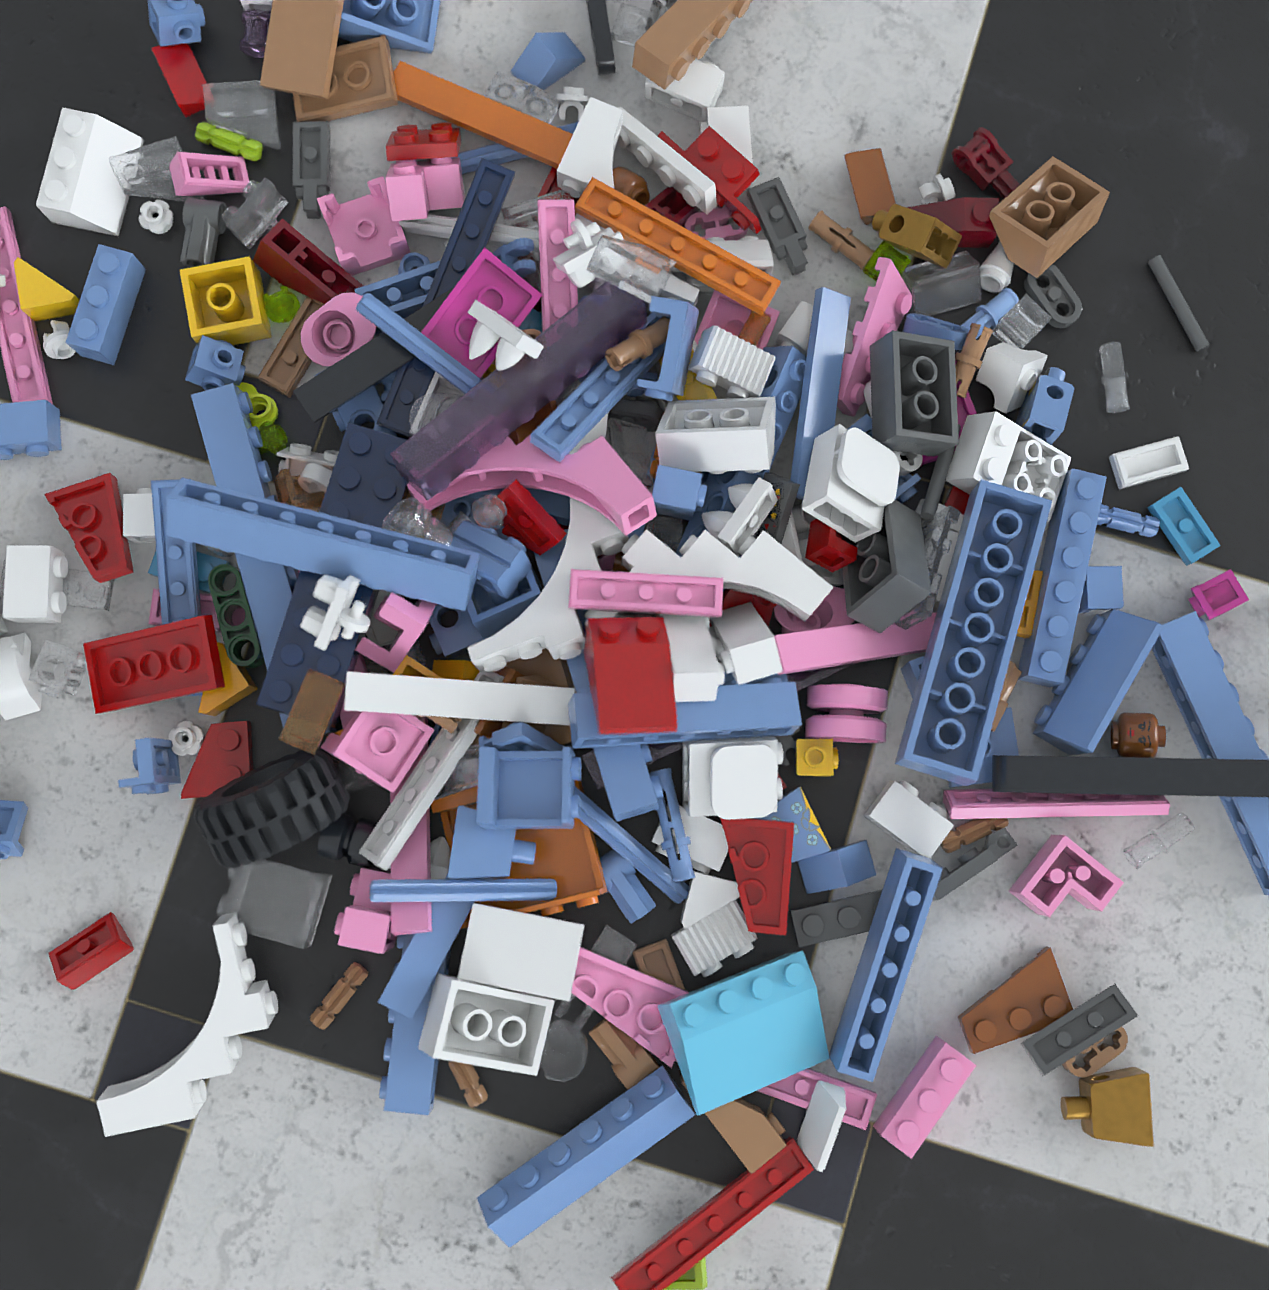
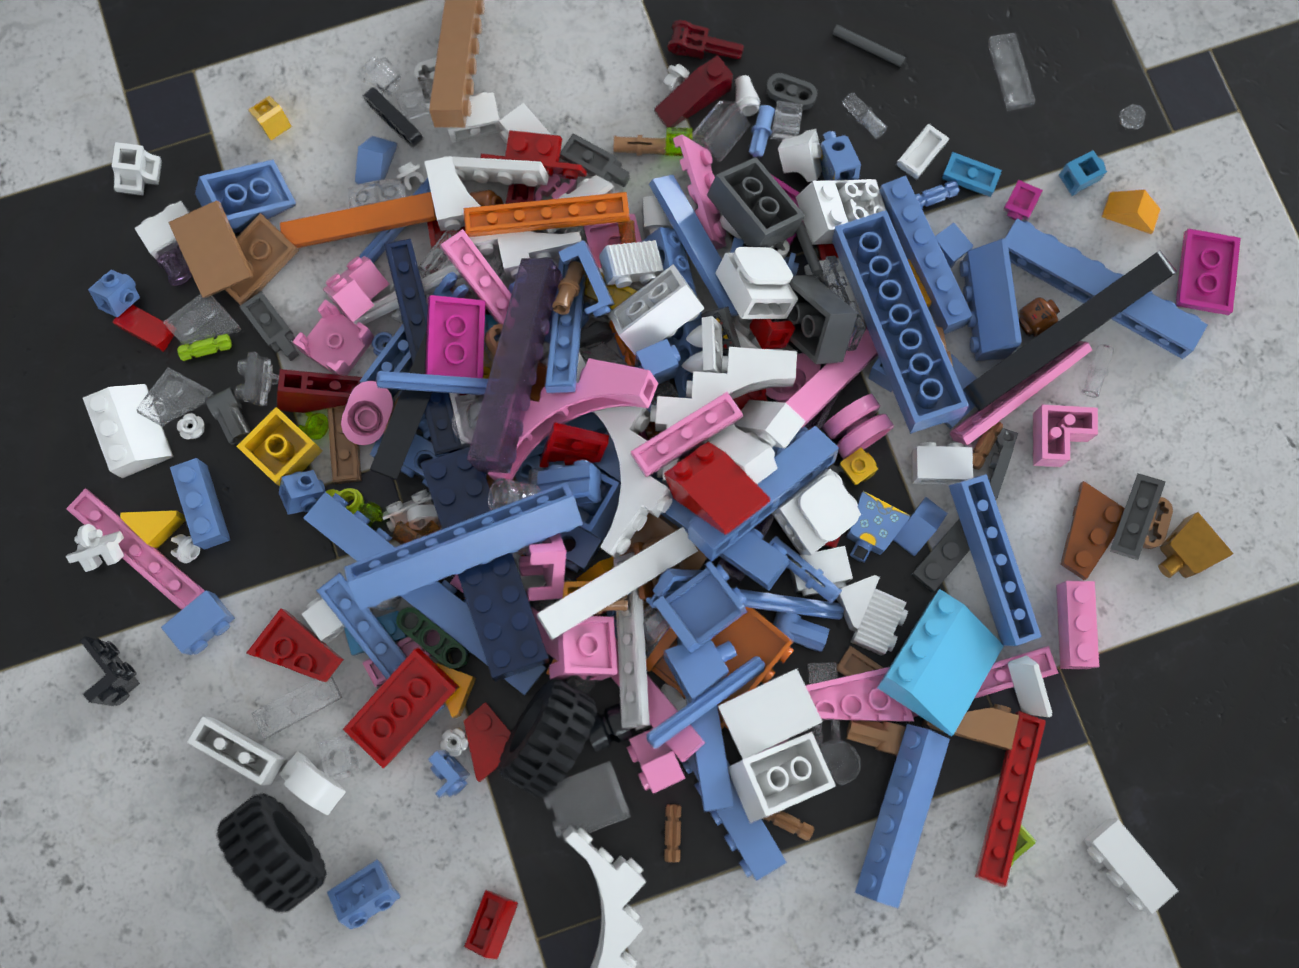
camera: 30 degrees left, 5 degrees down
(34, 584) = (285, 711): white brick -> none
(187, 179) = (195, 387): bright pink slope -> none
(312, 711) = (532, 656): clear orange tile -> none
(328, 624) = (502, 594): white hips -> none
(413, 144) = (342, 256): red plate -> none
(489, 511) = (550, 455): clear plate -> none
(490, 328) = (471, 339): white tile -> none
(576, 259) = (492, 252): white hips -> none
(631, 267) = (530, 244): clear slope -> none
(762, 869) = (878, 556): red wing -> none
(870, 182) = (633, 100): dark orange slope -> none
(917, 234) = (684, 109): pearl gold torso -> none
(936, 328) = (736, 158): medium blue beam -> none
(970, 357) = (771, 160): medium nougat pin -> none
(1047, 215) = (754, 46): medium nougat slope -> none

